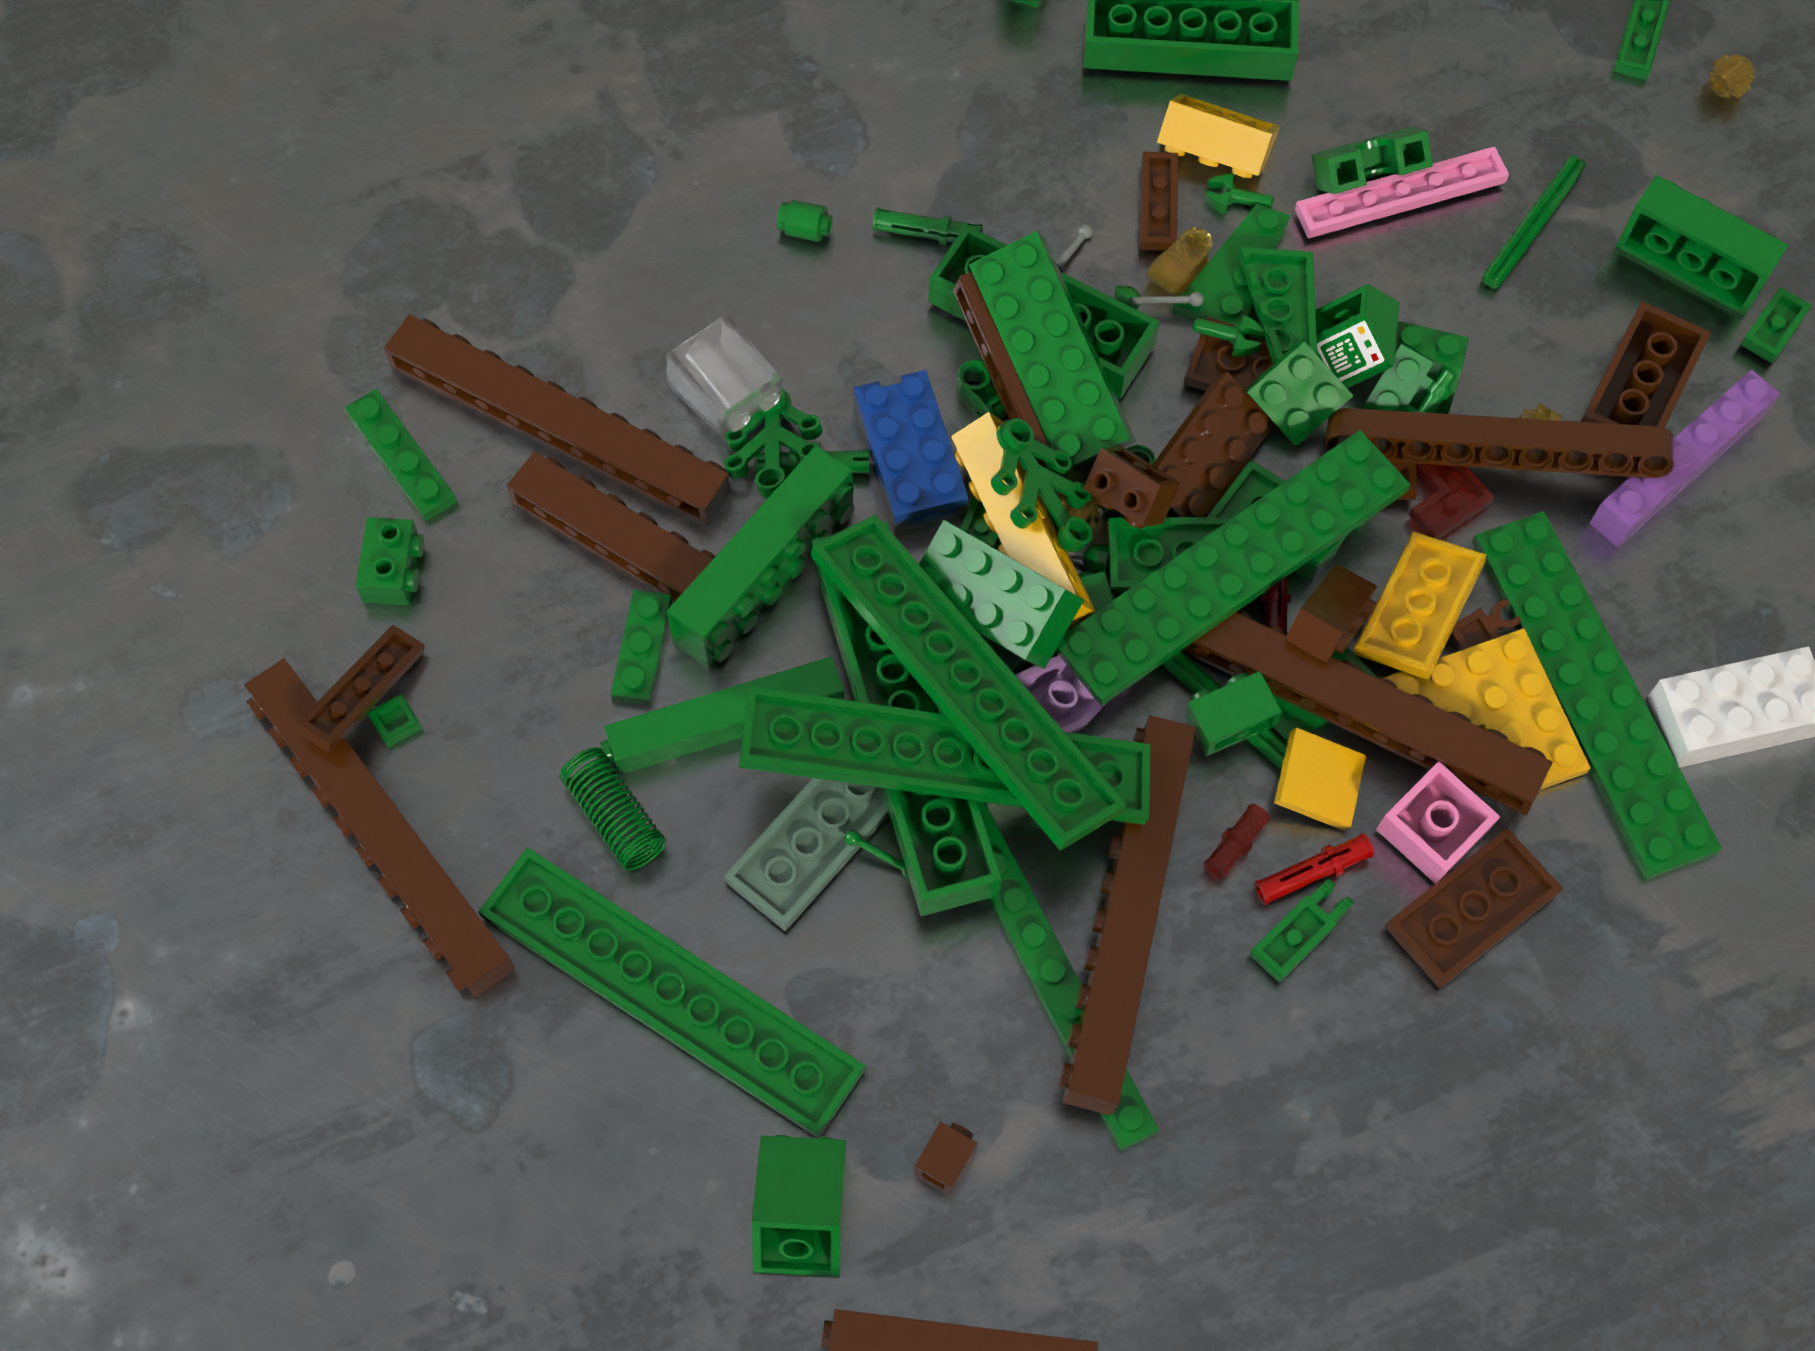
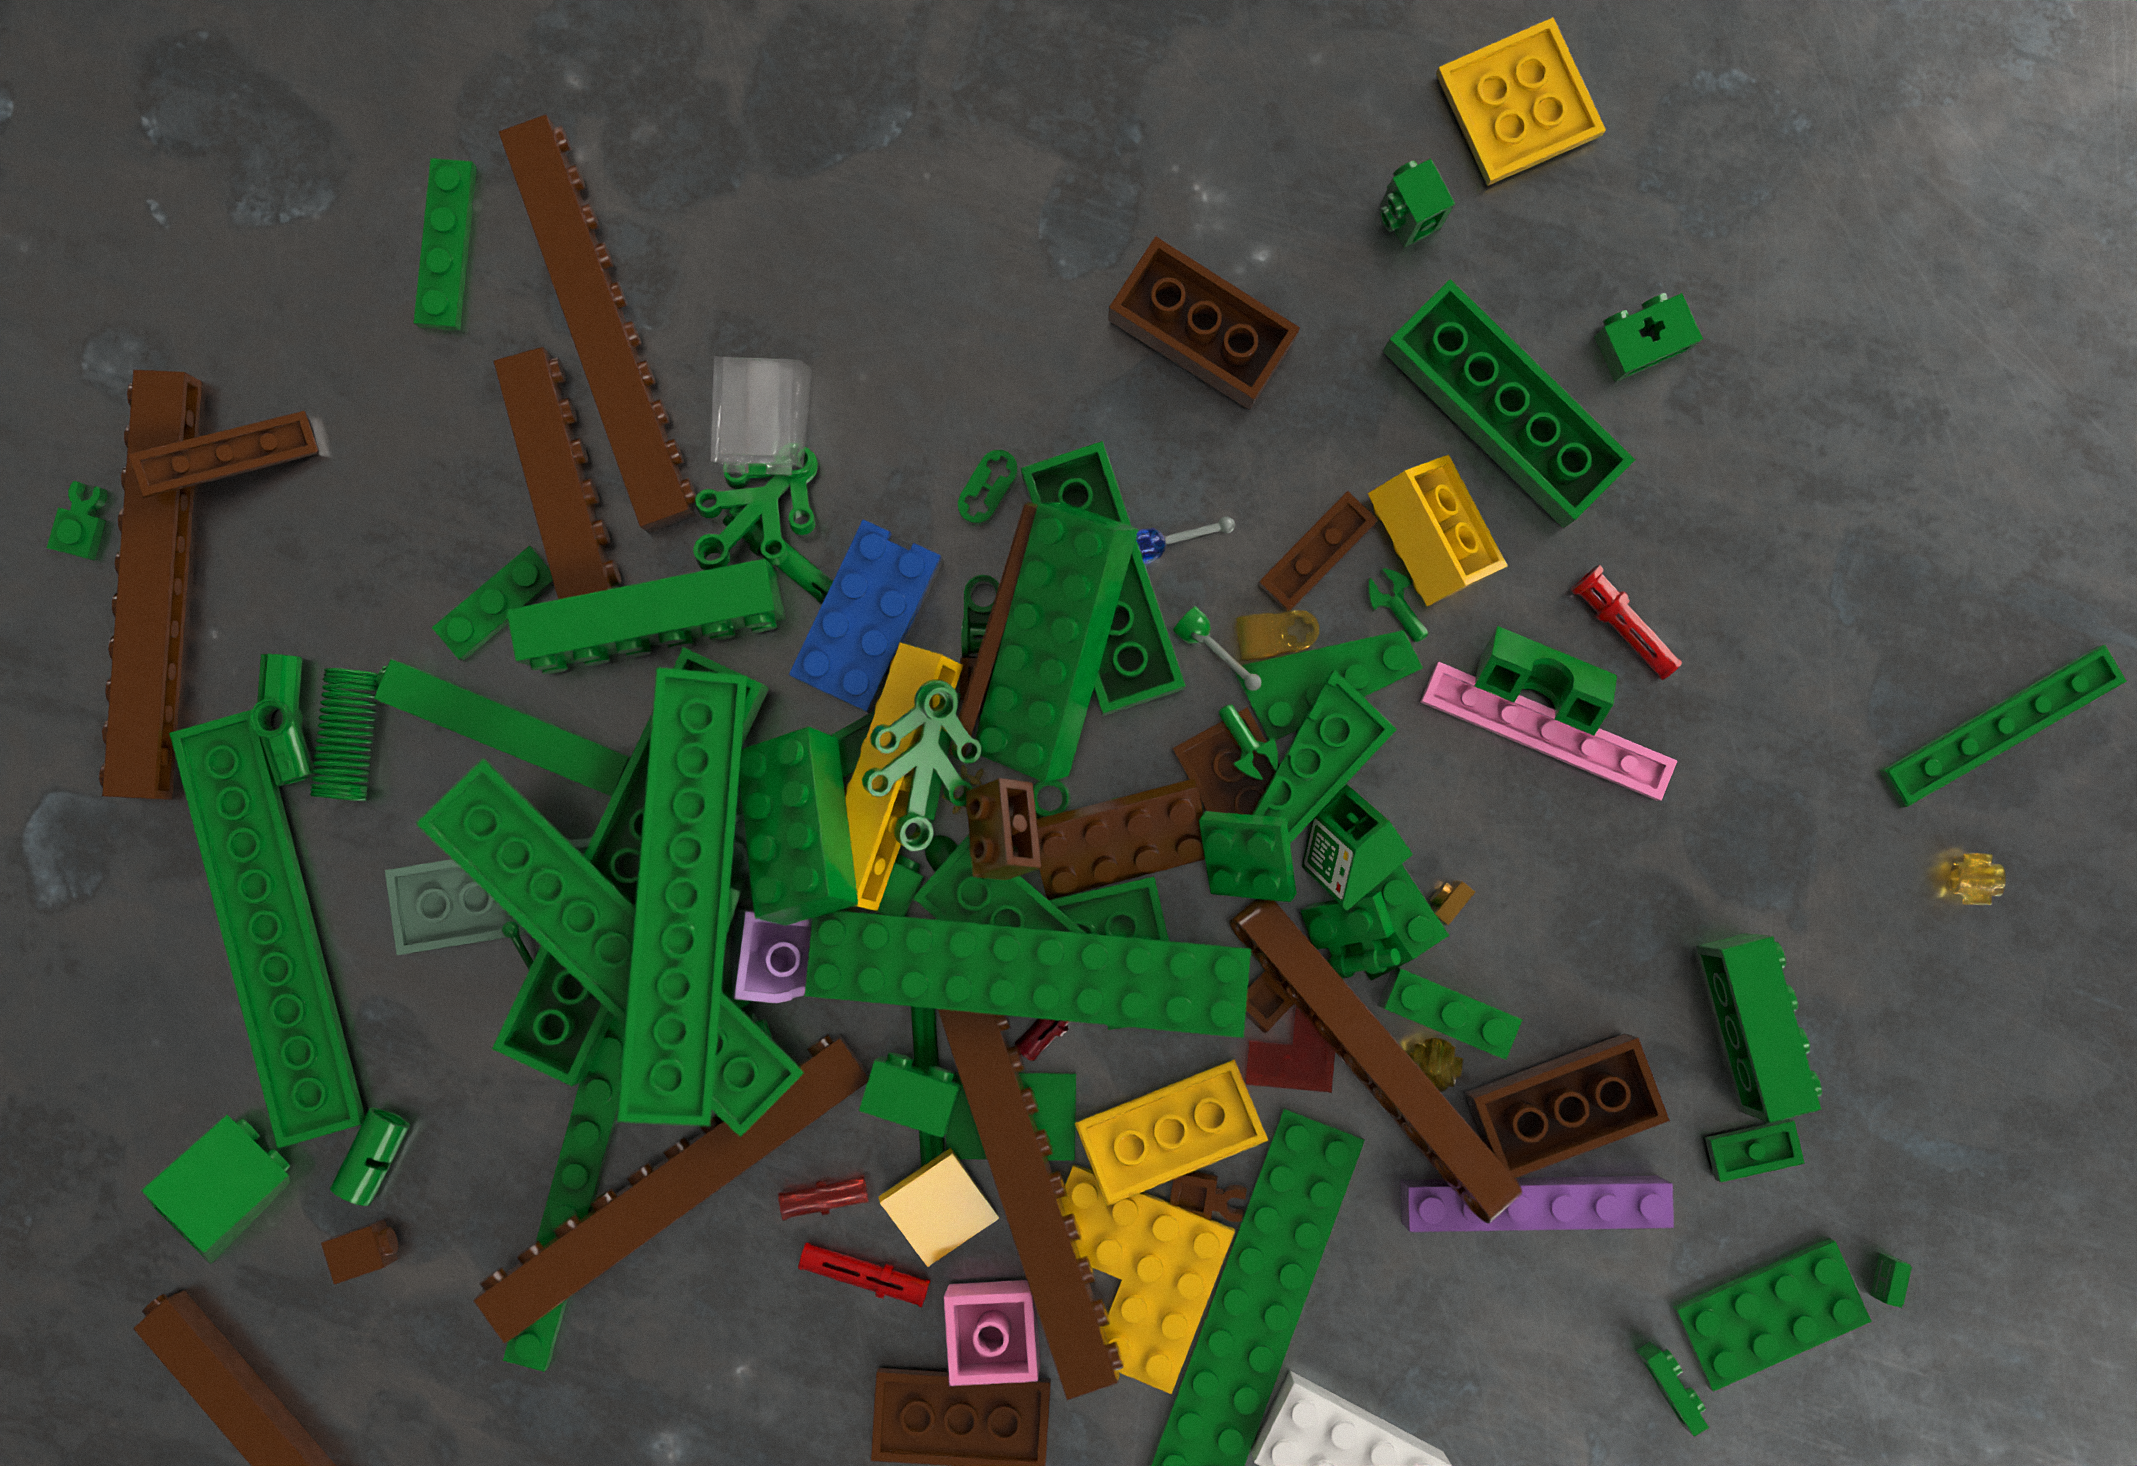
camera: 45 degrees right, 20 degrees up
(284, 836) = (78, 529): none -> green plate
(389, 561) = (348, 345): green brick -> none
(394, 720) = (245, 498): green tile -> none
(571, 852) = (286, 745): none -> green piece
(804, 220) = (981, 302): green brick -> none
(891, 1084) = (369, 1157): none -> green pin
(919, 322) = (978, 483): none -> green beam
(920, 226) = (1090, 408): green pin -> none
(960, 124) = (1202, 323): none -> reddish brown brick
(1299, 932) = (803, 1315): green hinge -> none
(1333, 614) = (1074, 1086): reddish brown brick -> none
(1368, 97) = (1616, 602): none -> red pin
(1448, 319) = (1450, 900): none -> pearl gold plate
(1517, 387) = (1449, 1012): none -> green brick
(1533, 222) = (1642, 861): green axle -> none

